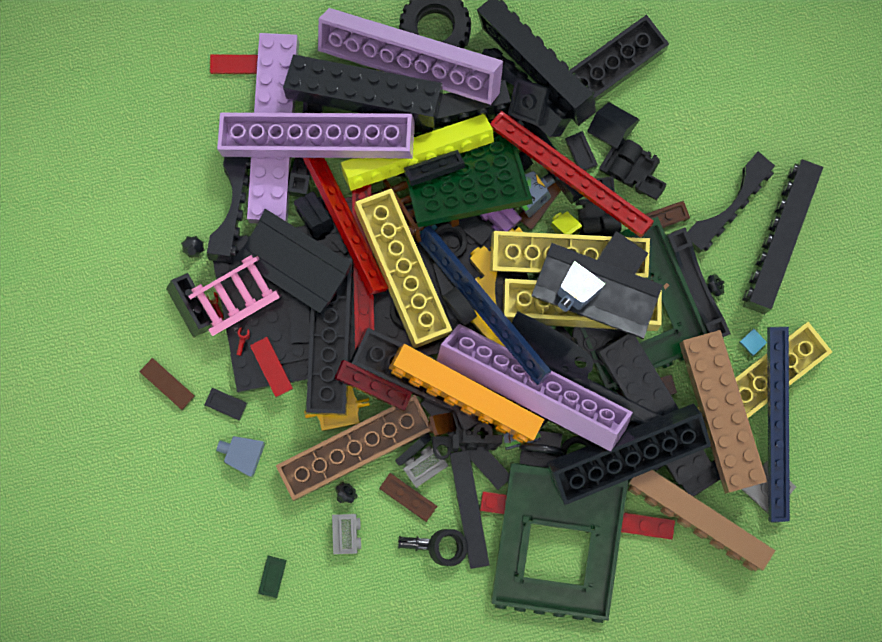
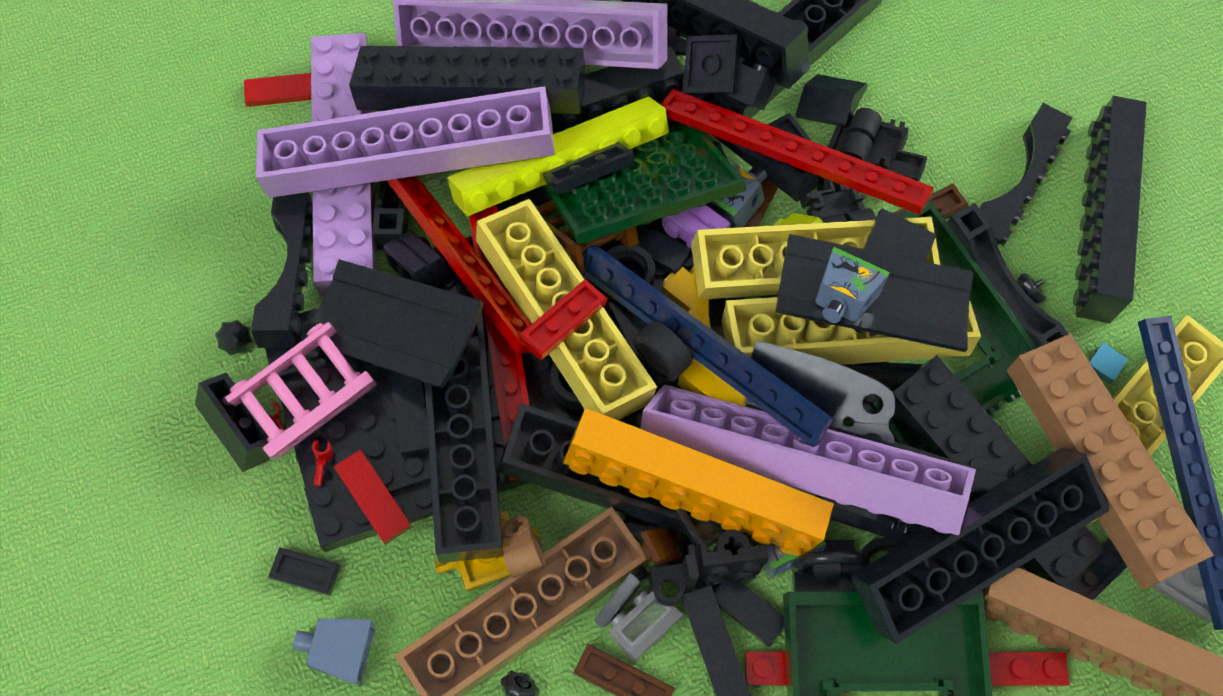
camera: 10 degrees left, 15 degrees down
(167, 384) = (205, 552): reddish brown tile -> none
(357, 413) = (521, 547): none -> medium nougat piece
(373, 385) = (541, 495): dark red plate -> none
(400, 278) = (562, 319): none -> red tile

